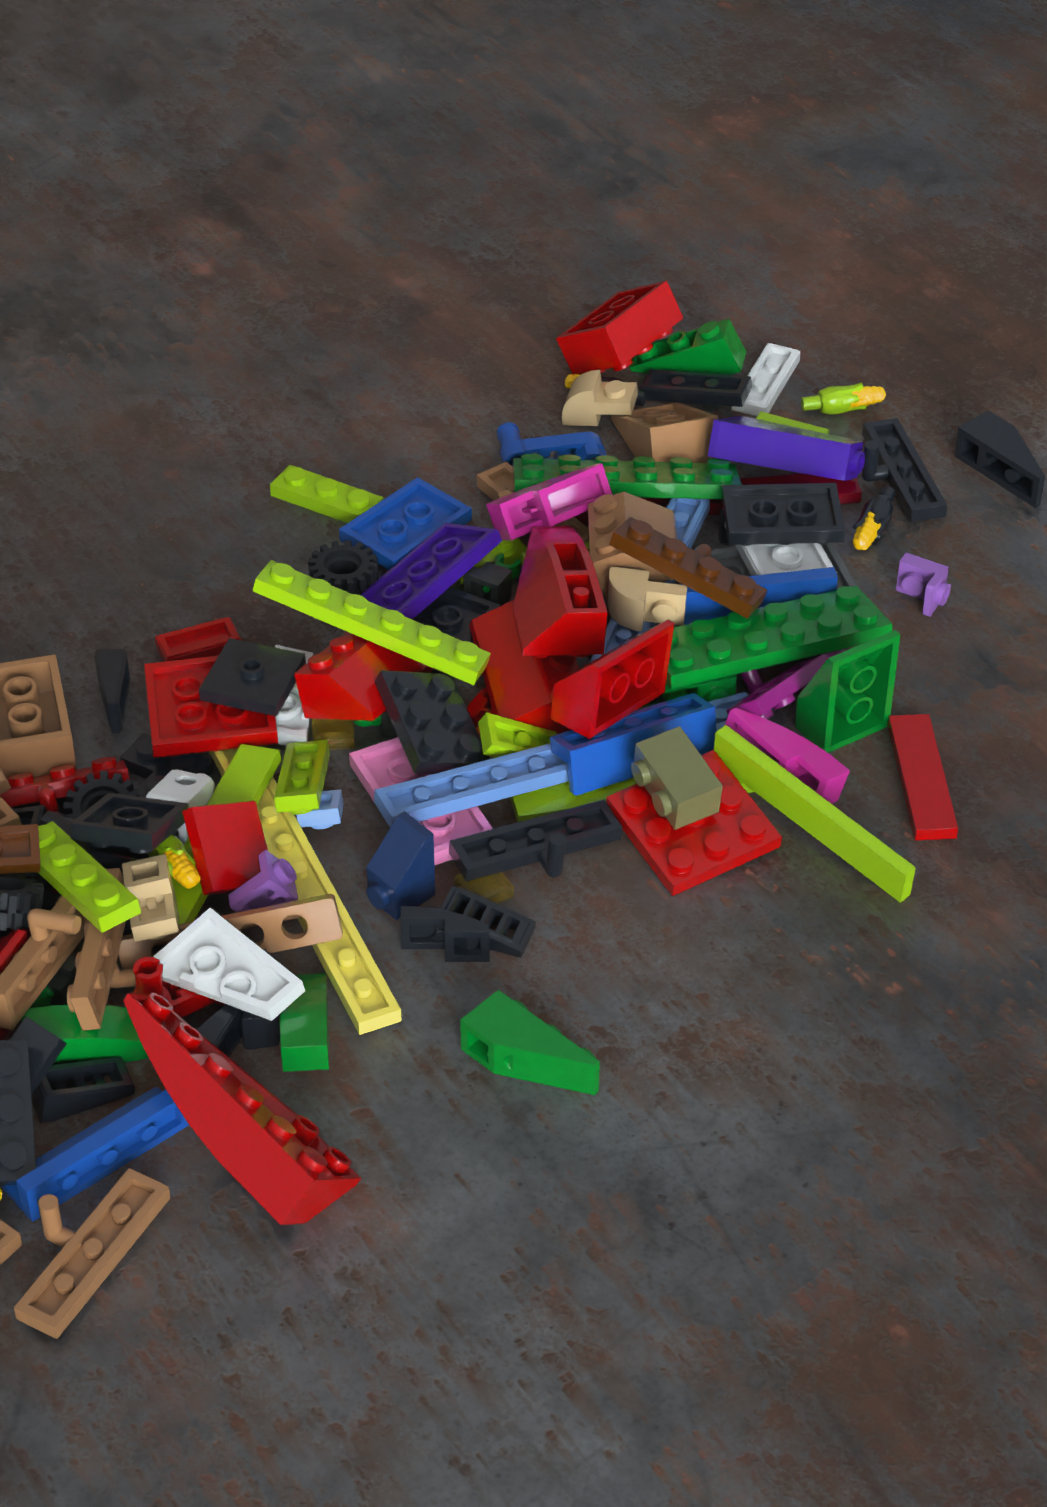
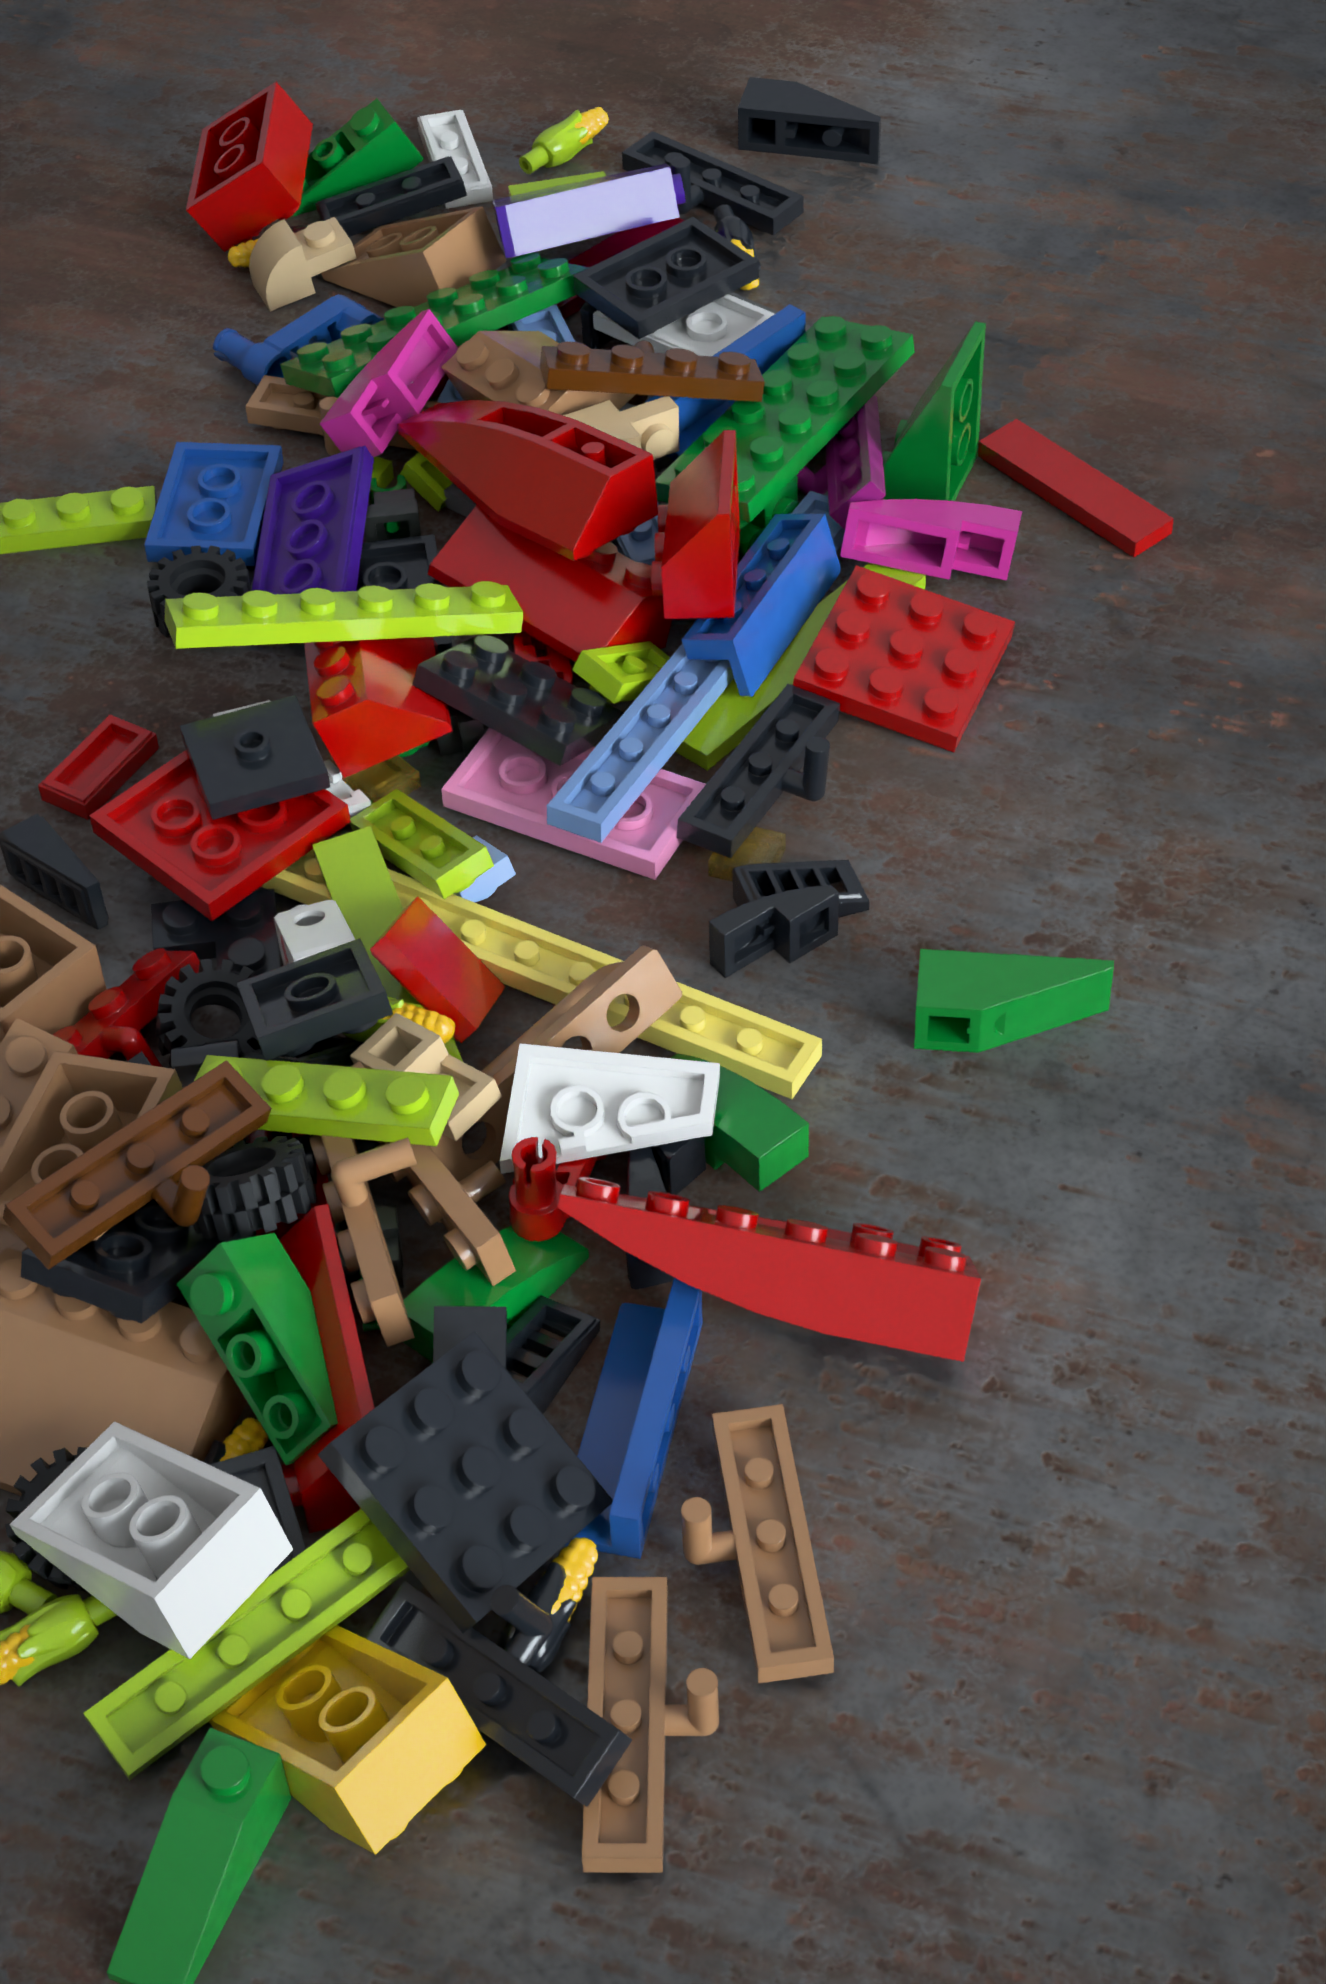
camera: 35 degrees left, 5 degrees up
(269, 887) = (528, 995): medium lavender bracket -> none
(402, 867) = (658, 877): dark blue slope -> none
(676, 778) = (870, 609): olive brick -> none
(815, 814) = (1031, 577): lime tile -> none
(924, 581) = (864, 285): medium lavender bracket -> none

